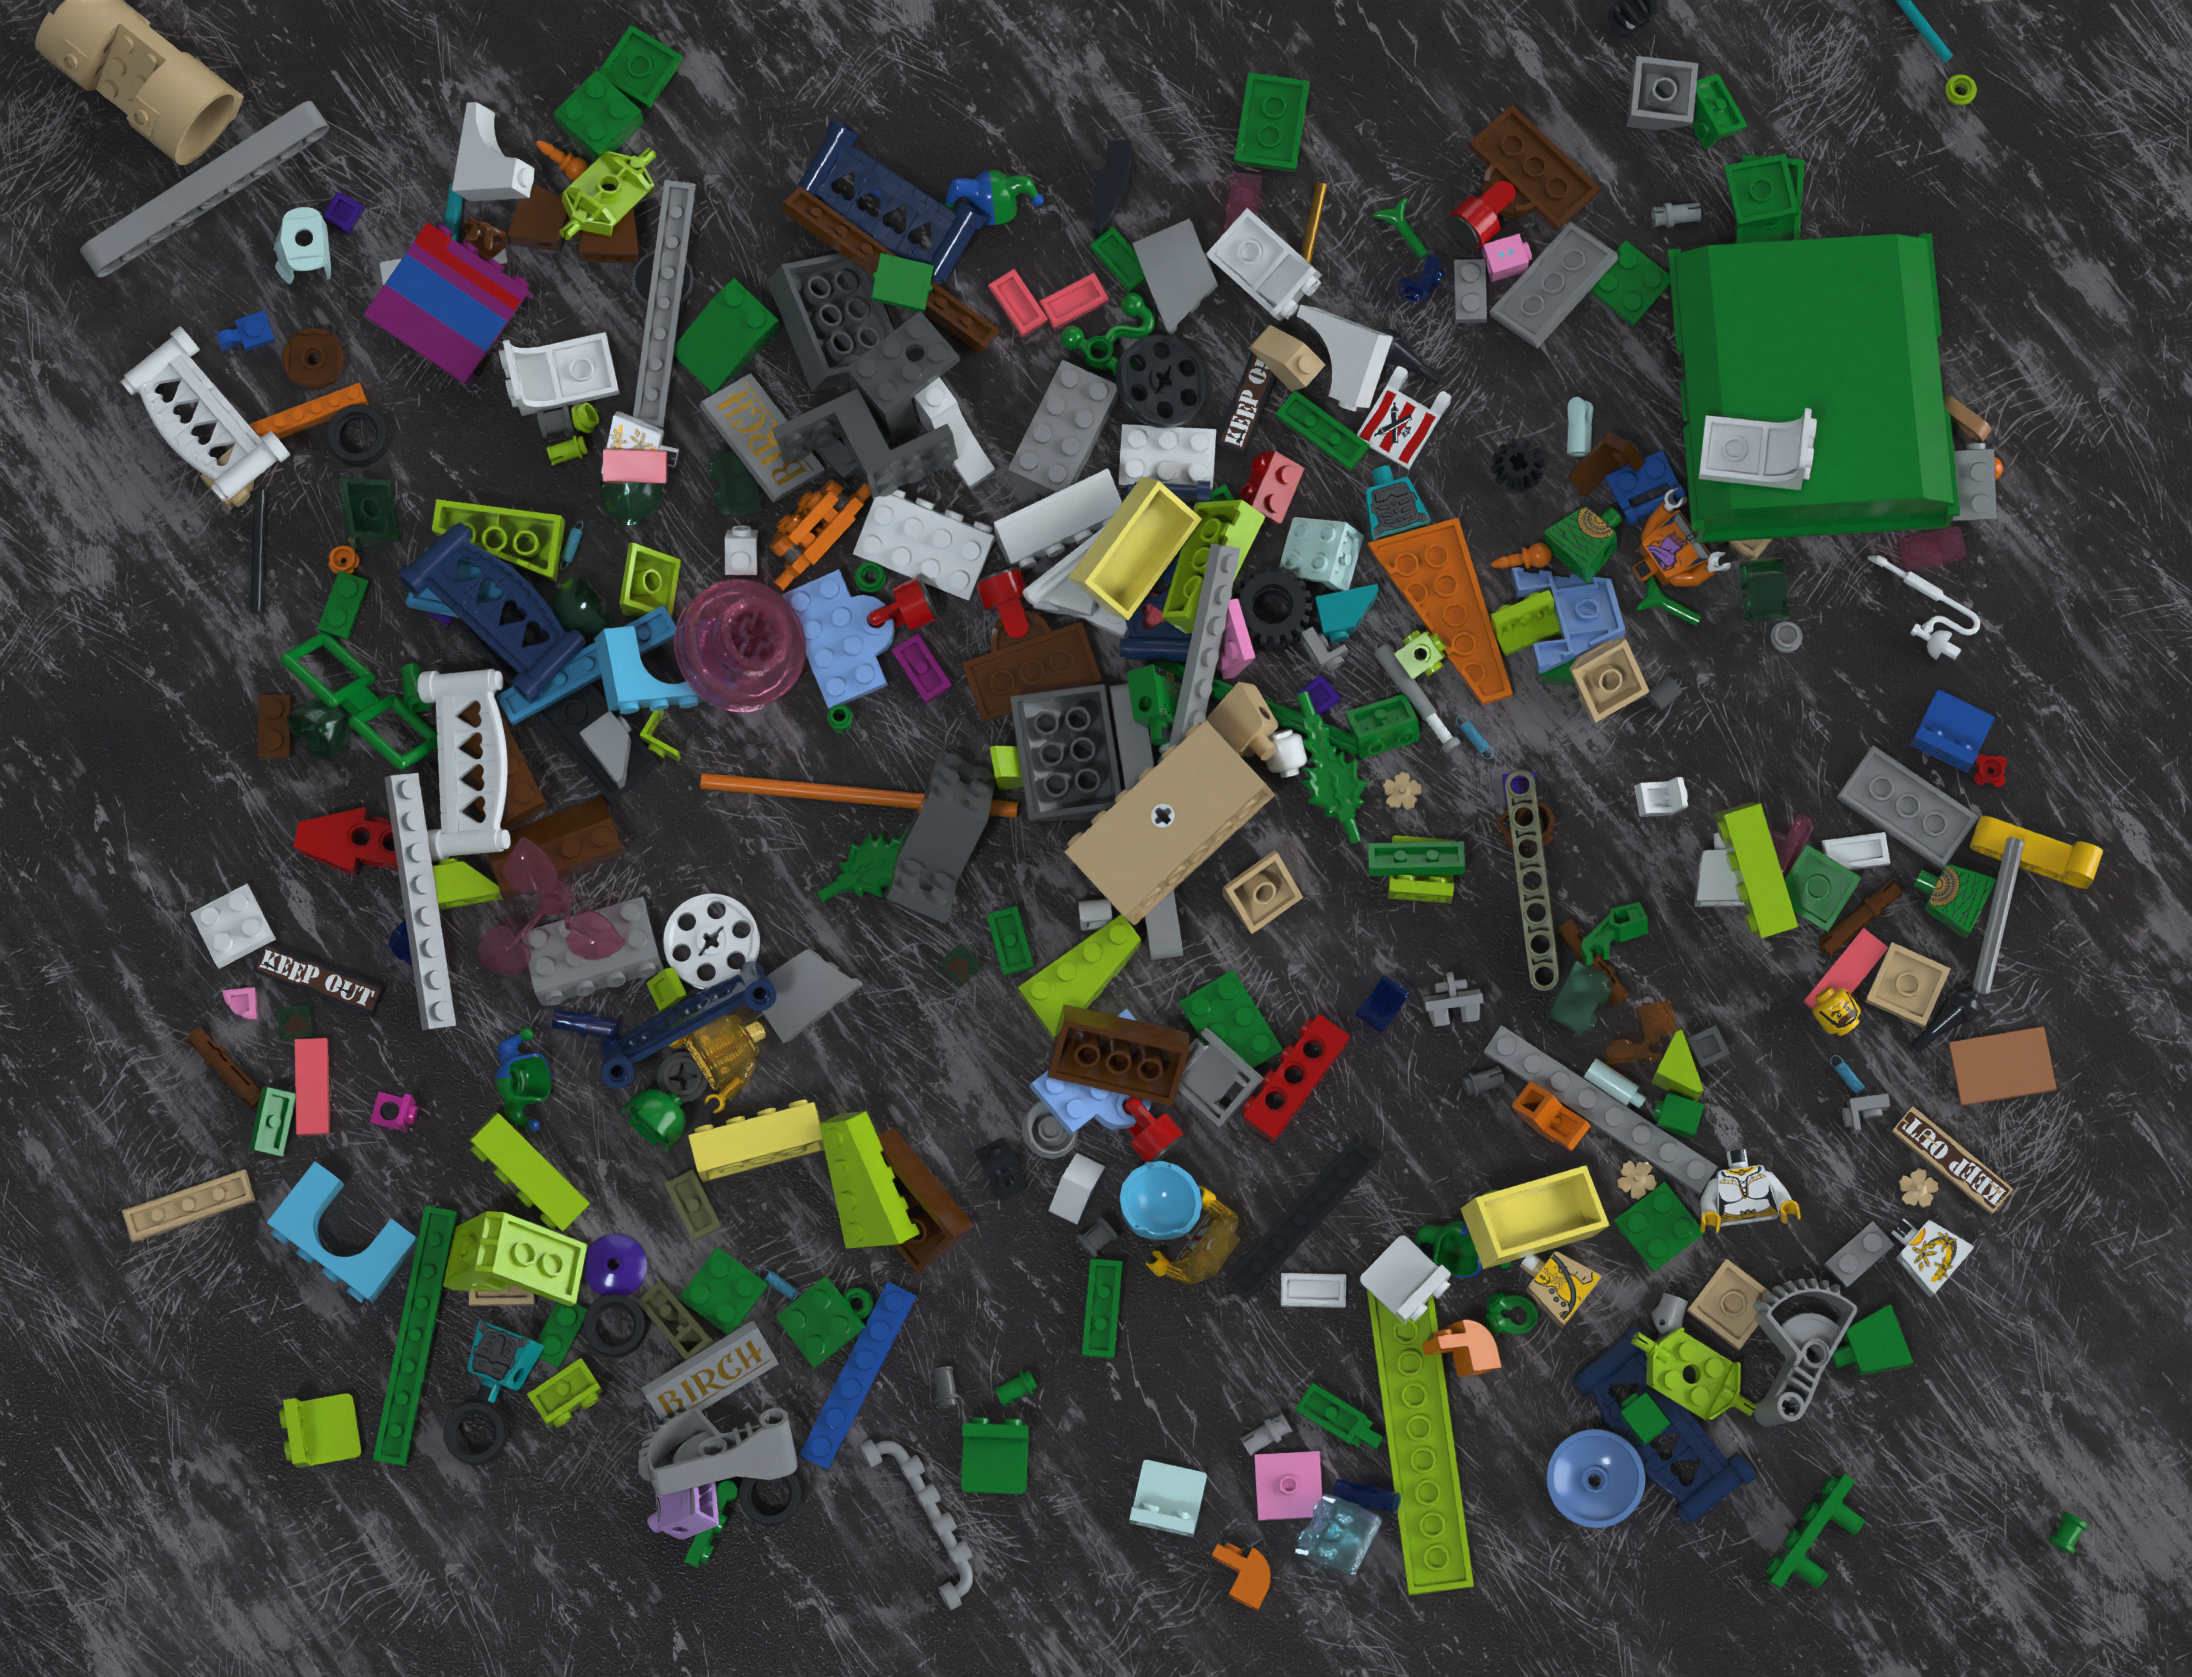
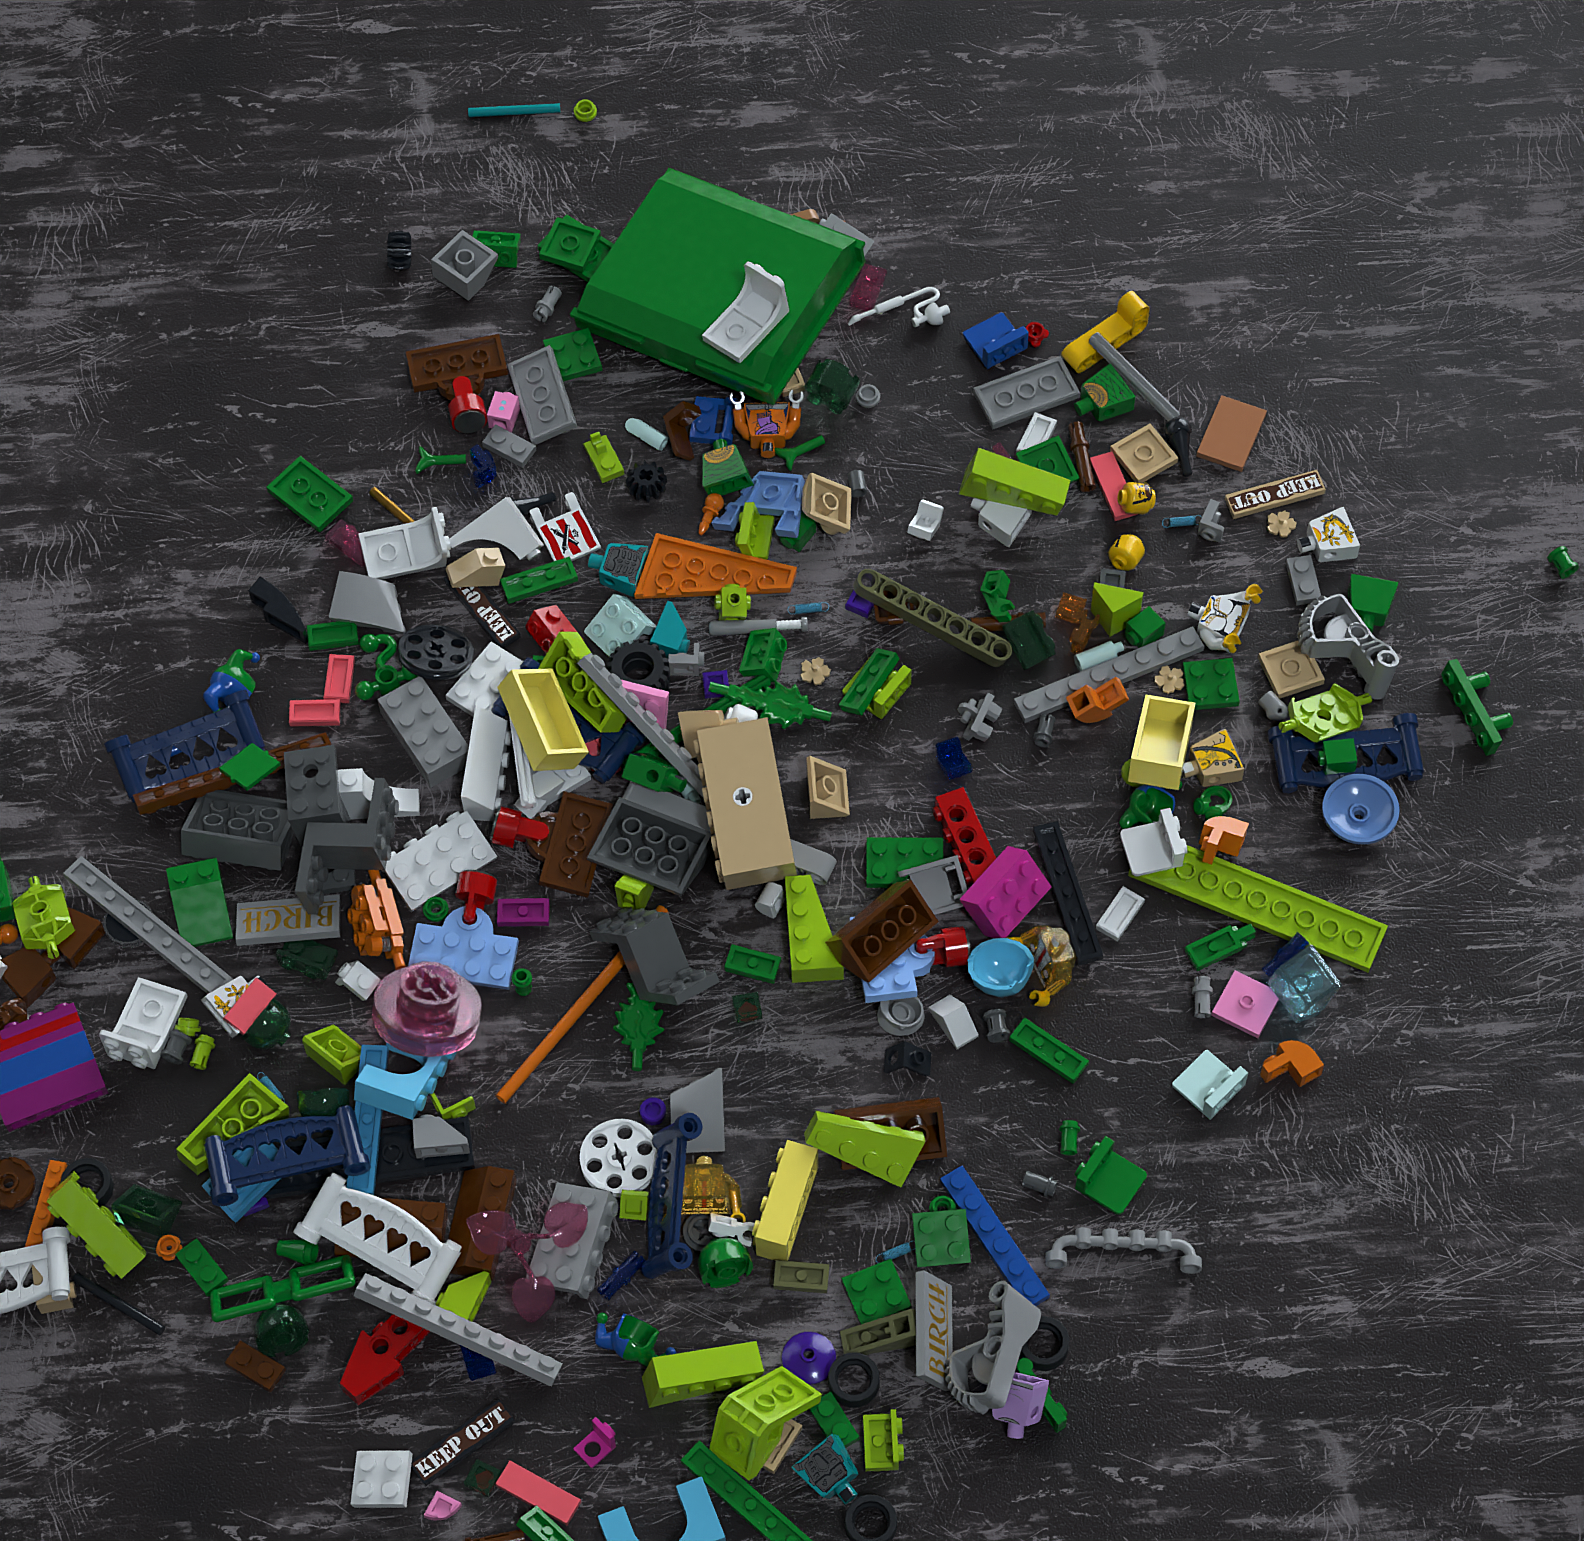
camera: 60 degrees left, 15 degrees down
(311, 474) = (95, 1226): none -> lime wedge
(694, 1098) = (726, 1226): none -> white plate
(784, 942) = (653, 1111): none -> dark purple tile
(1248, 1156) = (1005, 893): none -> dark pink brick
(1521, 401) = (603, 457): none -> lime plate
(1764, 1039) = (1126, 552): none -> yellow head

